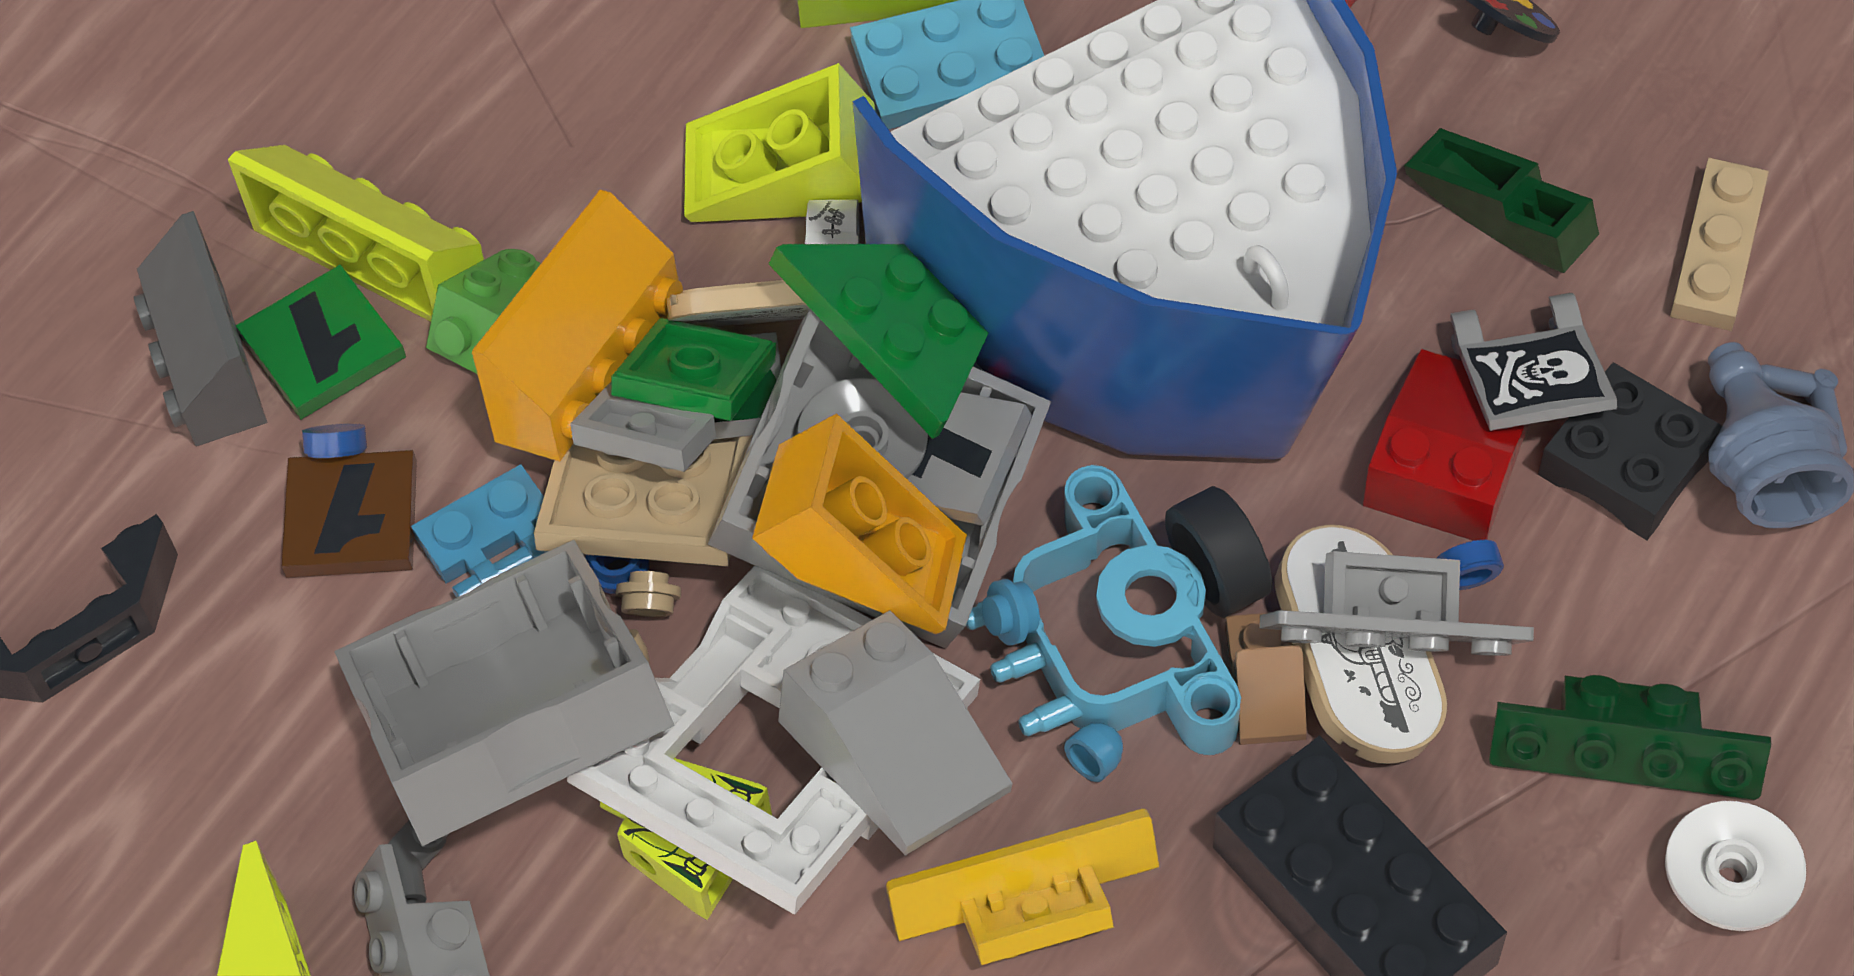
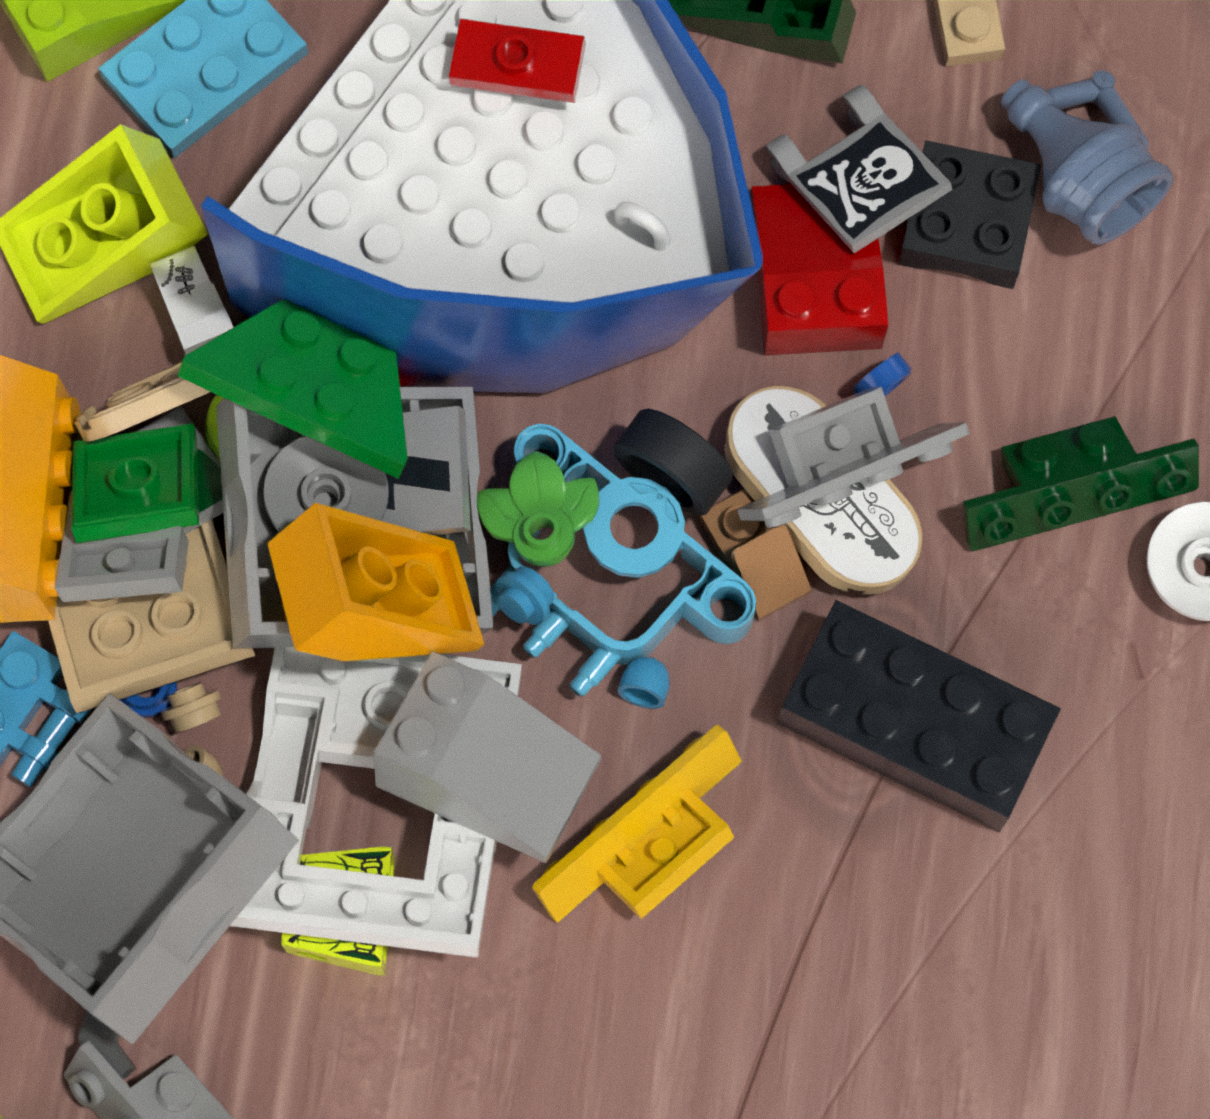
camera: 30 degrees left, 15 degrees up
(1063, 540) = (538, 501): none -> bright green plate
(1214, 90) = (517, 60): none -> red plate

